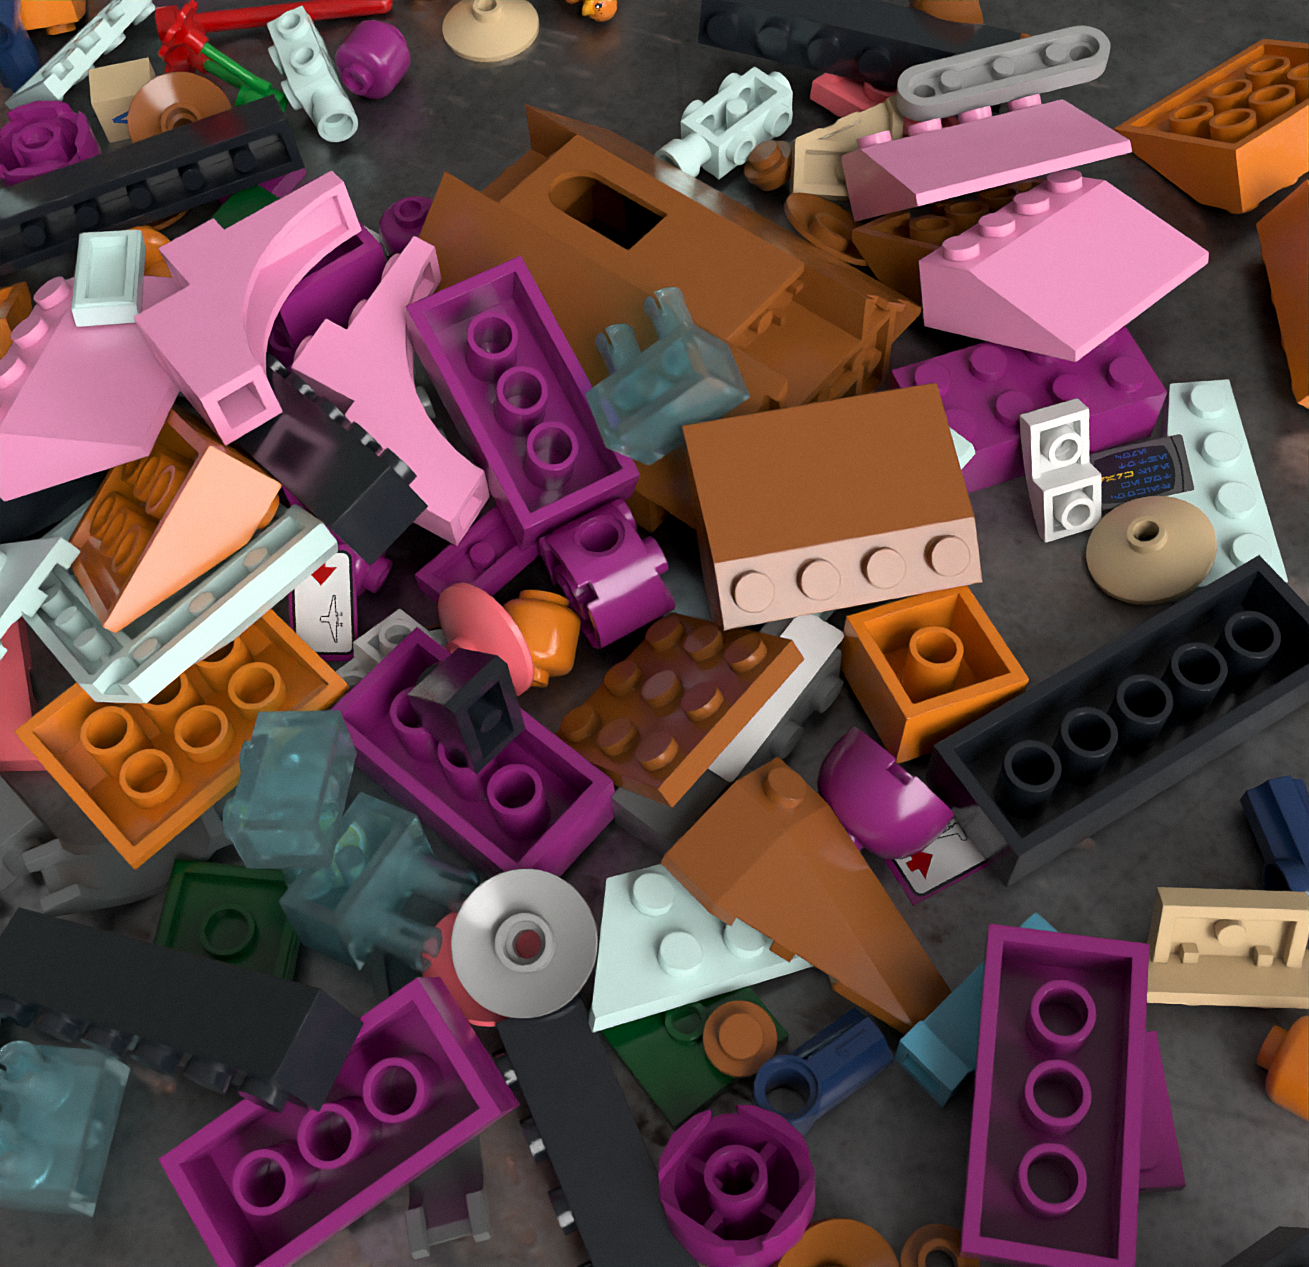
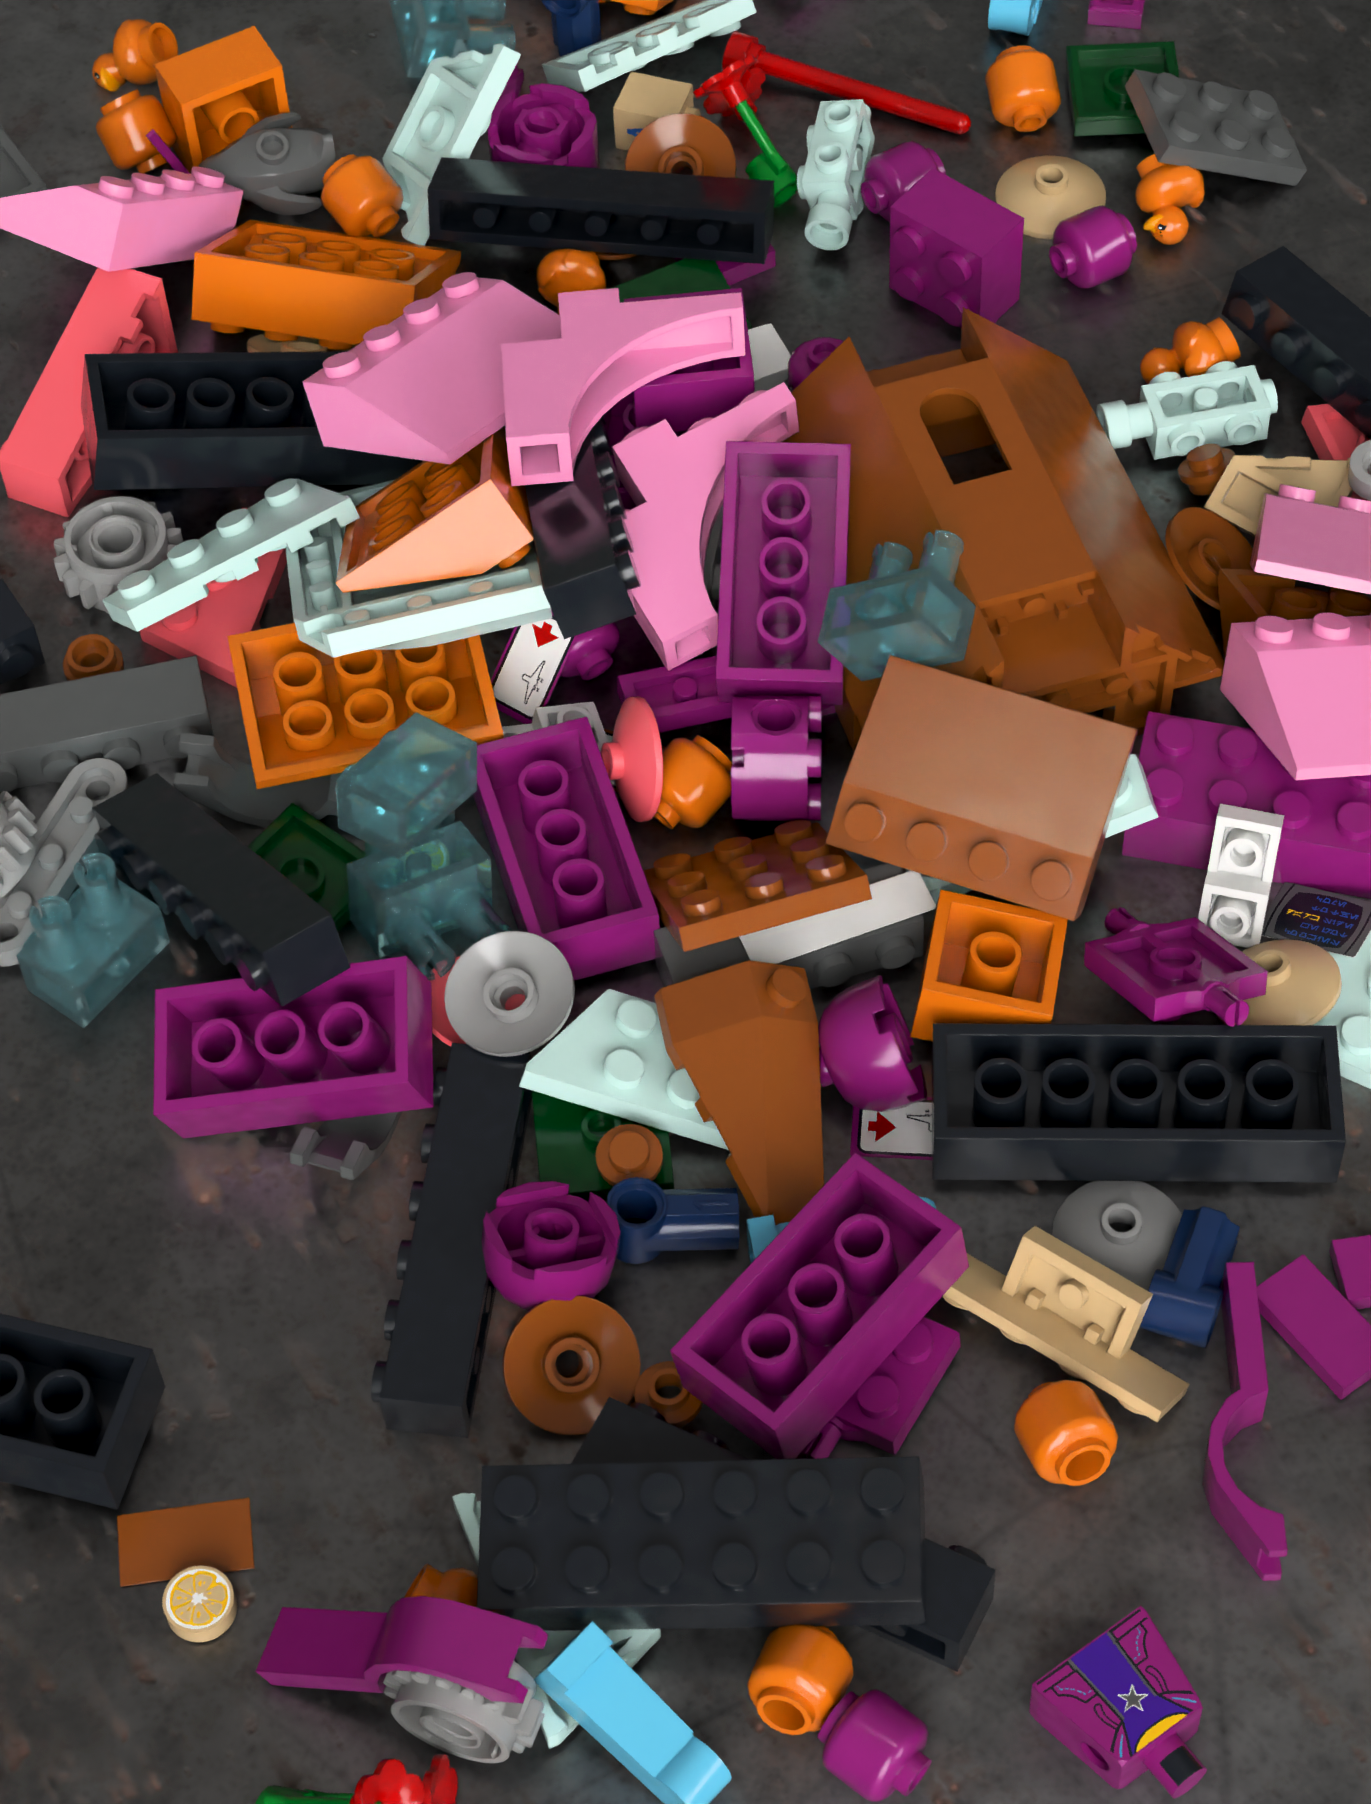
camera: 30 degrees right, 5 degrees down
(108, 278) = (512, 295): light aqua tile -> none
(457, 87) = (954, 250): none -> magenta brick
(469, 706) = (577, 795): black slope -> none
(556, 42) = (1092, 247): none -> magenta head
(692, 79) = (1193, 349): none -> orange animal
(1078, 578) = (1175, 968): none -> magenta plate
(1168, 856) = (1133, 1254): none -> light grey dish

